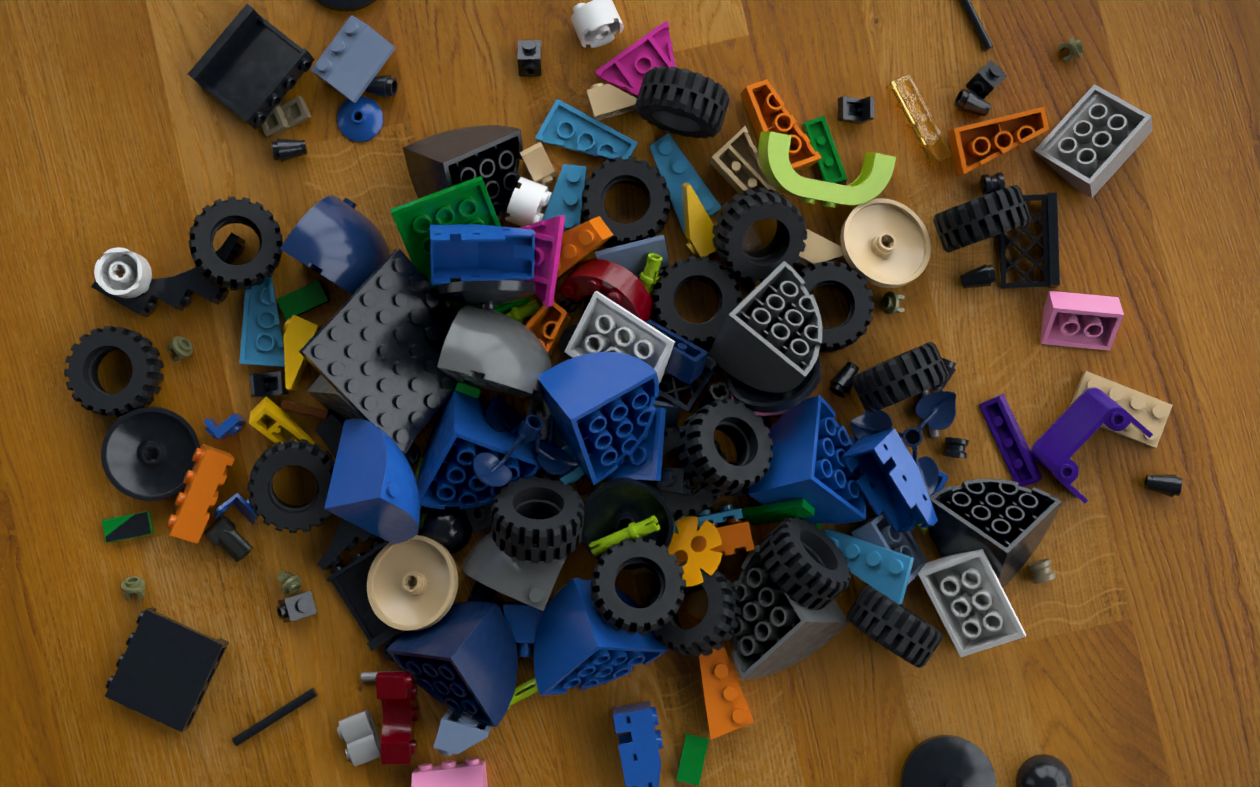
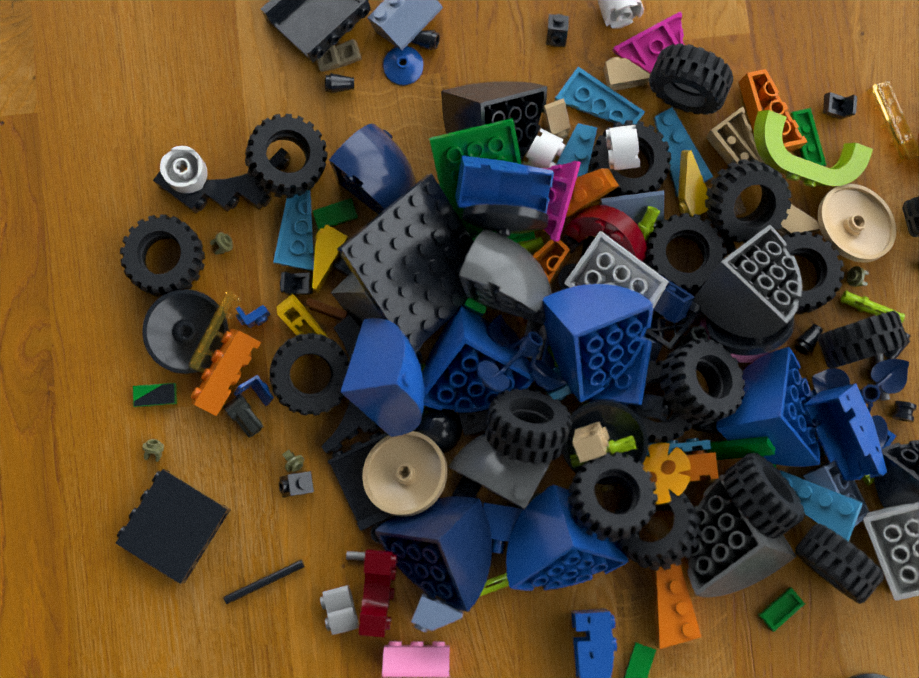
camera: 10 degrees right, 5 degrees down
(179, 450) = (212, 330): none -> clear yellow hinge
(607, 528) = (591, 441): none -> tan brick
(612, 192) = (623, 146): none -> white brick
(841, 679) = (781, 609): none -> green tile
(902, 333) = (863, 303): none -> lime pin

